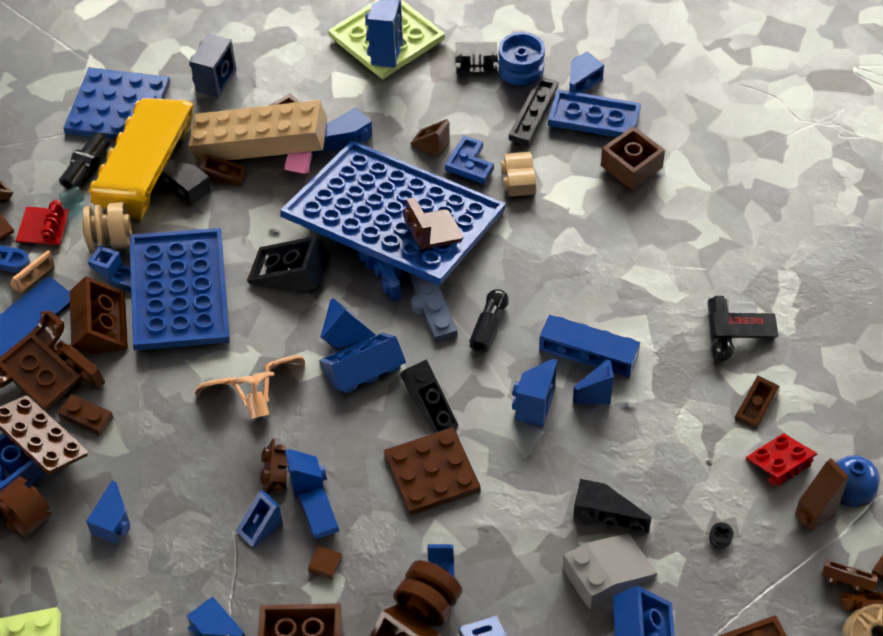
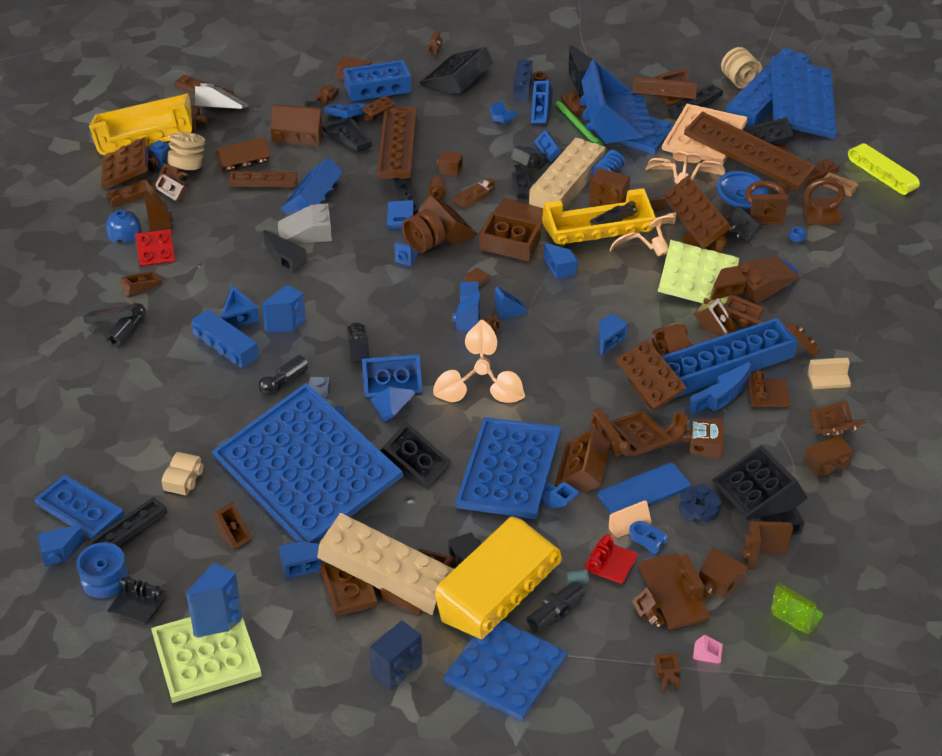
camera: 160 degrees left, 10 degrees down
(85, 414) = (611, 404): reddish brown plate -> none
(102, 227) = (555, 520): tan wheel -> none
(431, 228) = (288, 422): bracket -> none
(432, 471) = (381, 305): reddish brown plate -> none
(465, 161) = (216, 496): blue plate -> none
(632, 157) = (84, 450): reddish brown brick -> none
(722, 528) = (225, 227): black bush -> none

